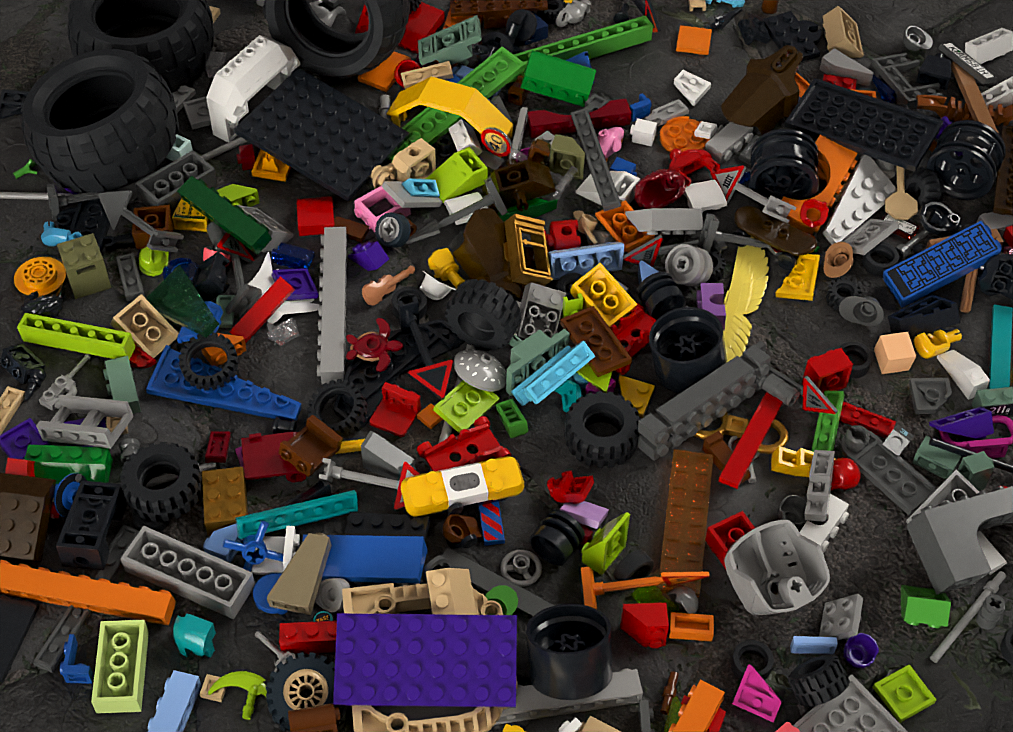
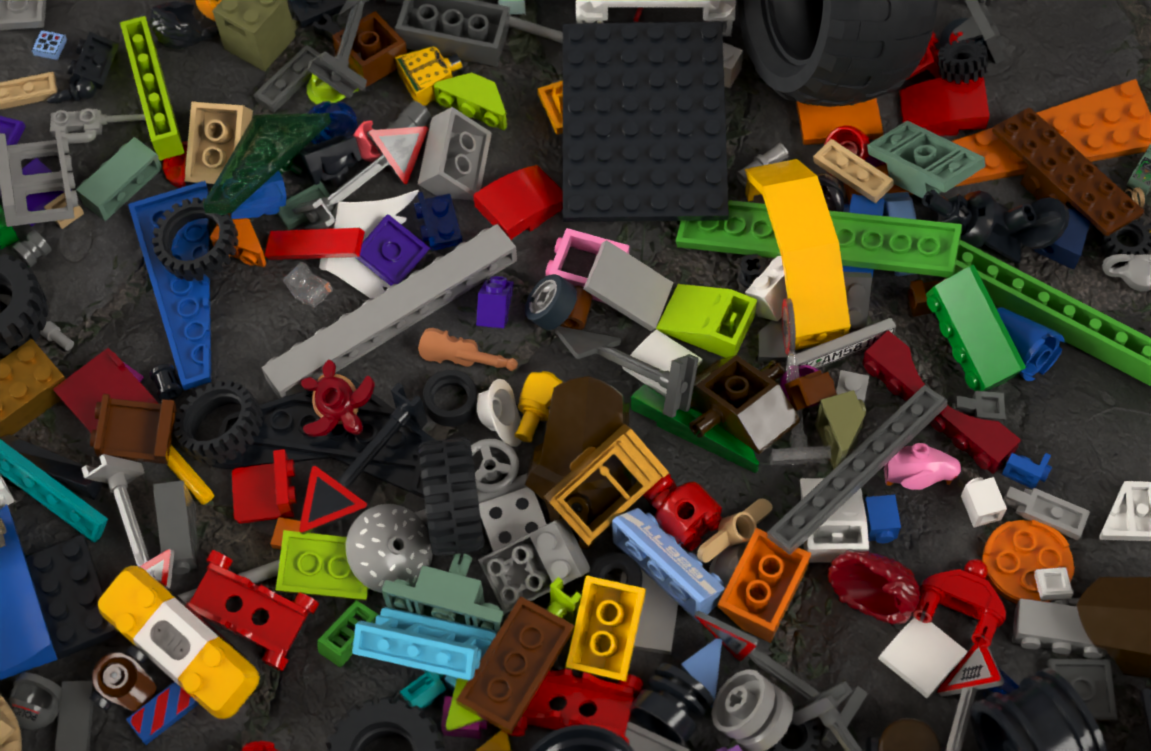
camera: 60 degrees right, 10 degrees up
(218, 447) = (93, 331): dark red plate -> none
(224, 214) = (425, 107): dark green brick -> none
(246, 157) = (553, 67): dark red plate -> none
(355, 230) = (530, 254): reddish brown tile -> none
(413, 162) = (672, 251): tan brick -> none
(421, 187) = (646, 290): medium azure slope -> none
(667, 220) = (814, 629): light grey slope -> none

